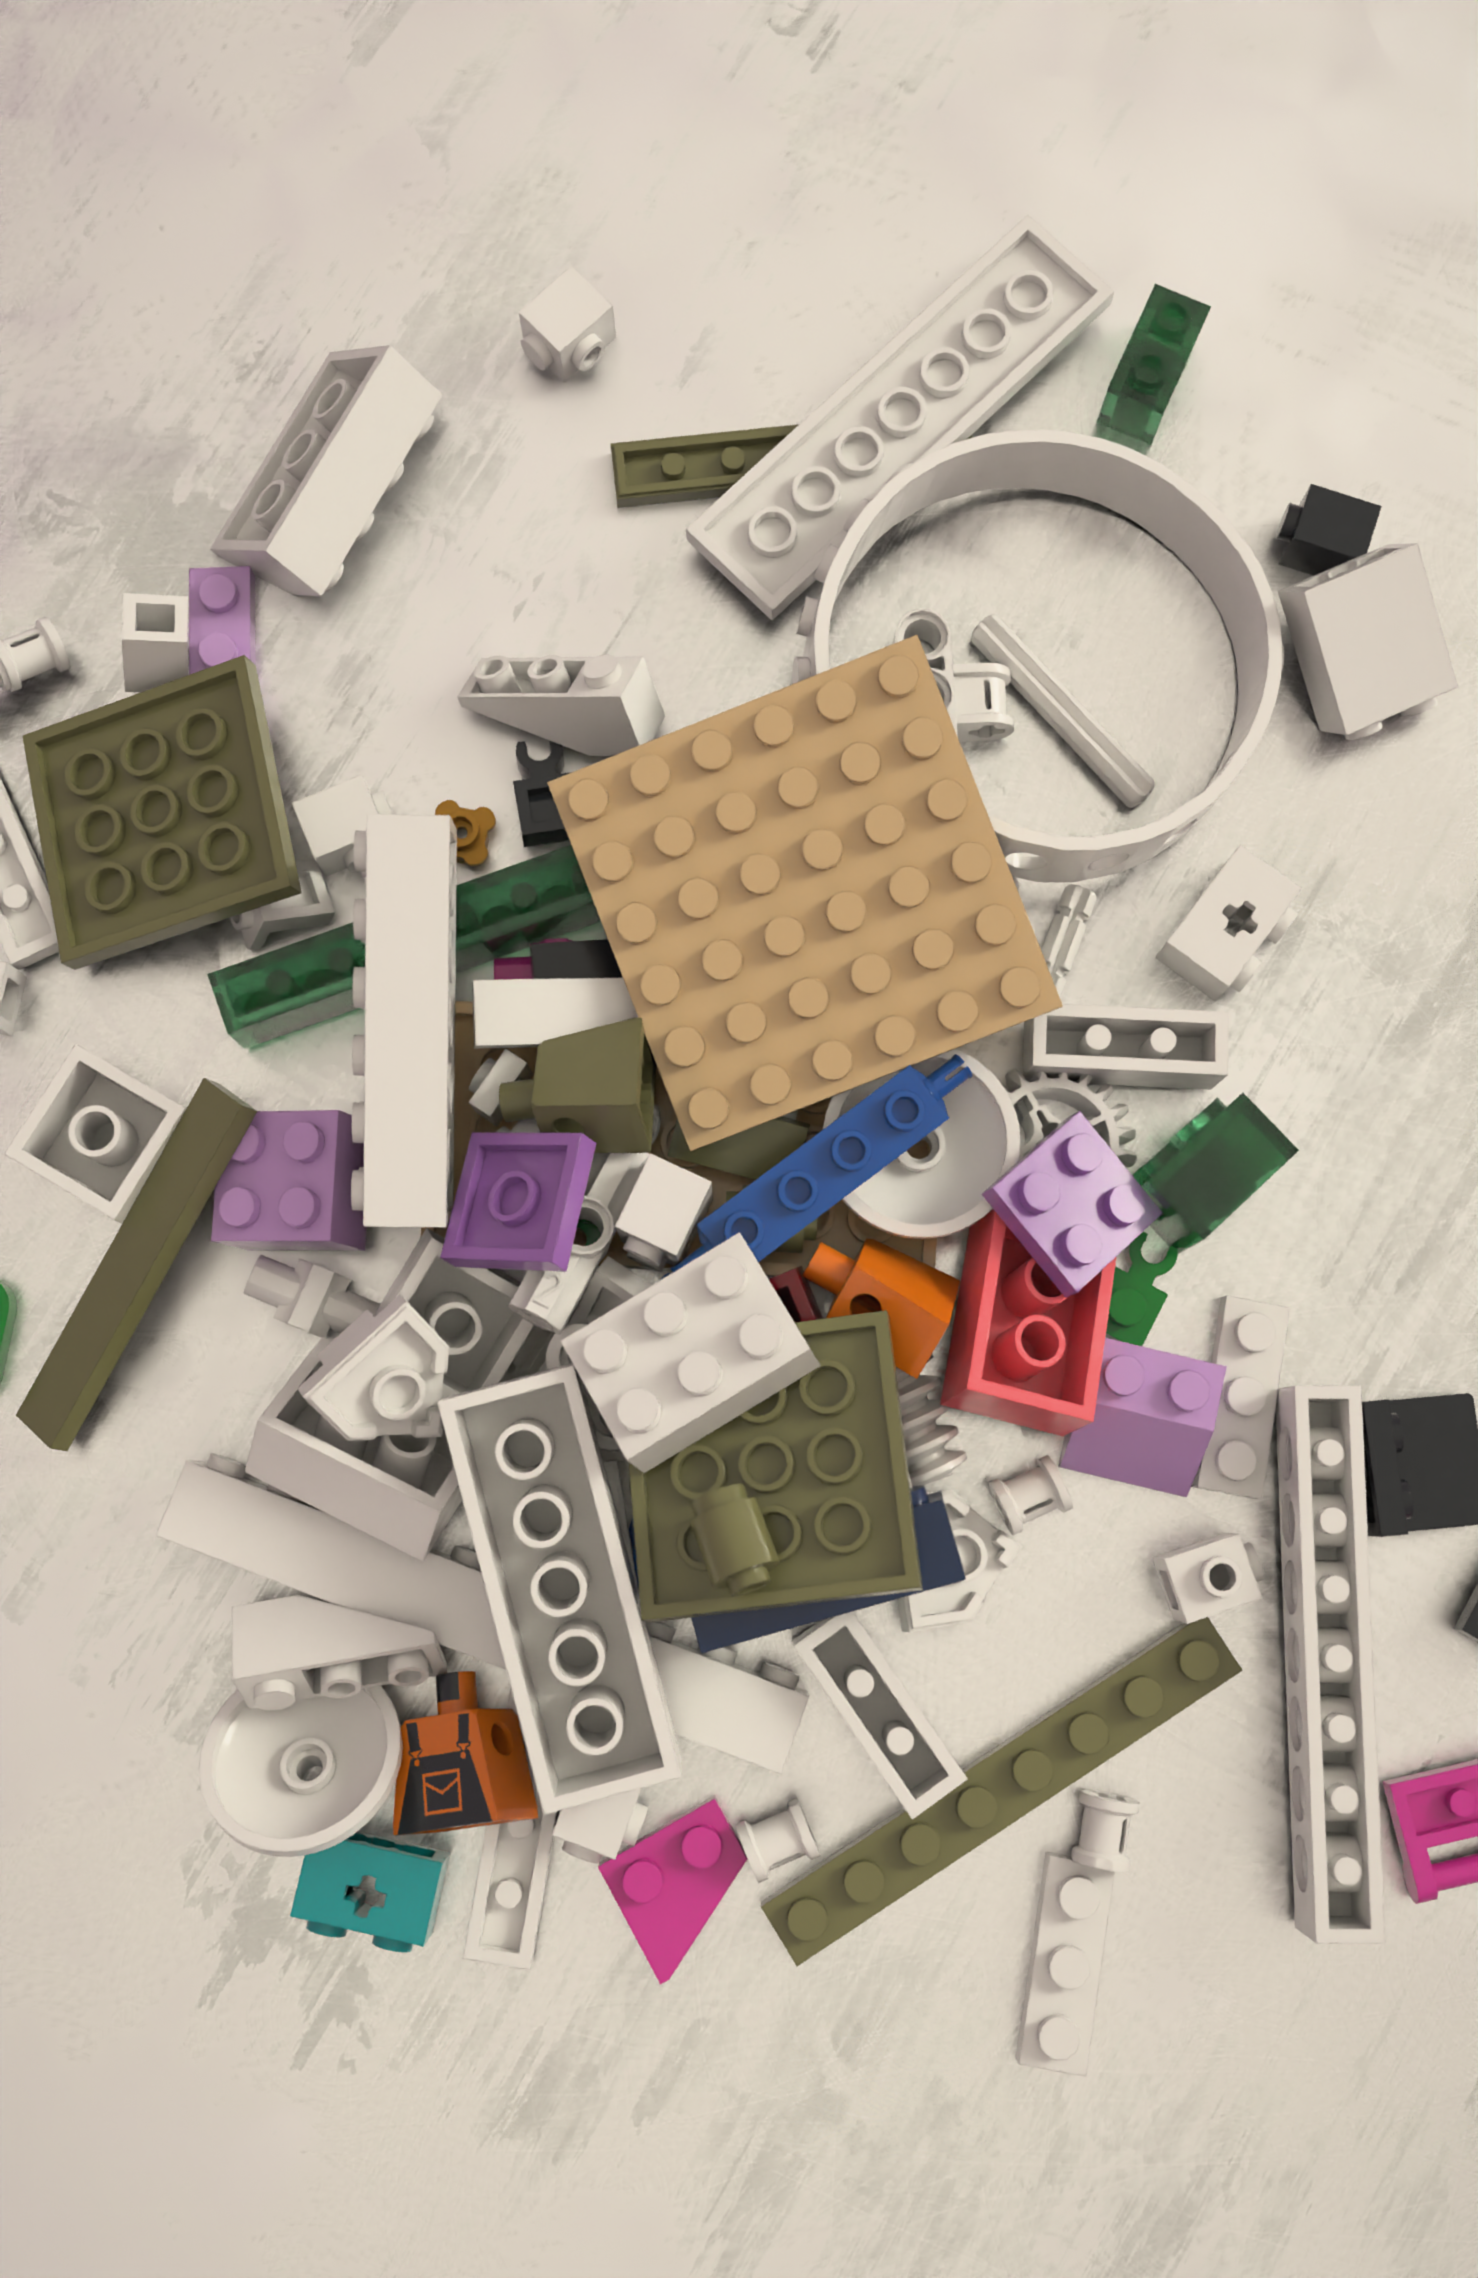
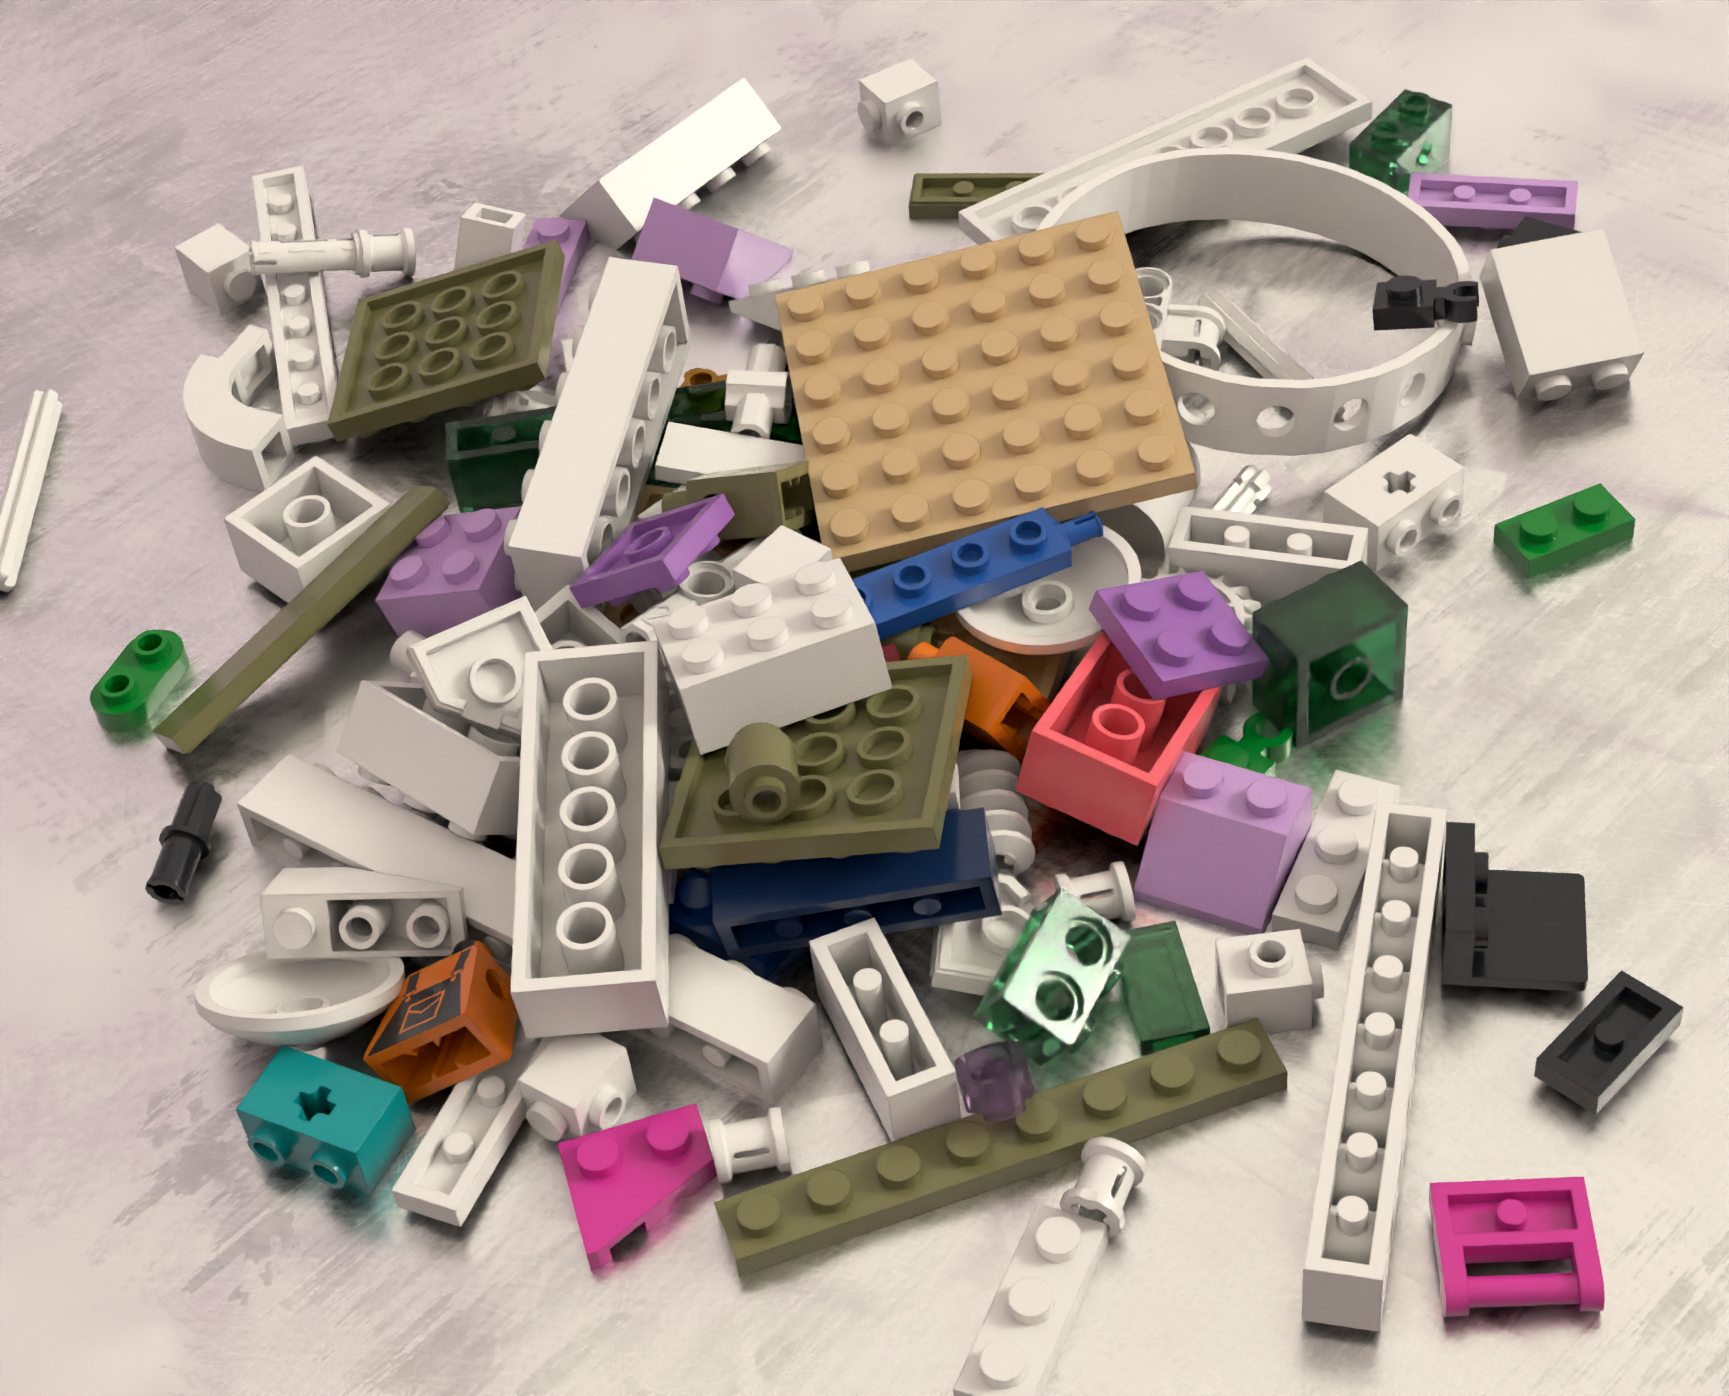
camera: 20 degrees right, 35 degrees down
(107, 1562) = (184, 844): none -> black axle
(411, 611) = (708, 252): none -> lavender slope
(557, 912) = (759, 393): none -> white axle
(992, 1748) = (995, 1080): none -> clear purple plate
(1018, 1620) = (1044, 970): none -> clear green brick
(1106, 1583) = (1160, 989): none -> clear green tile
(1230, 677) = (1417, 303): none -> black plate
(1260, 434) = (1494, 201): none -> lavender plate
(1394, 928) = (1564, 530): none -> green plate

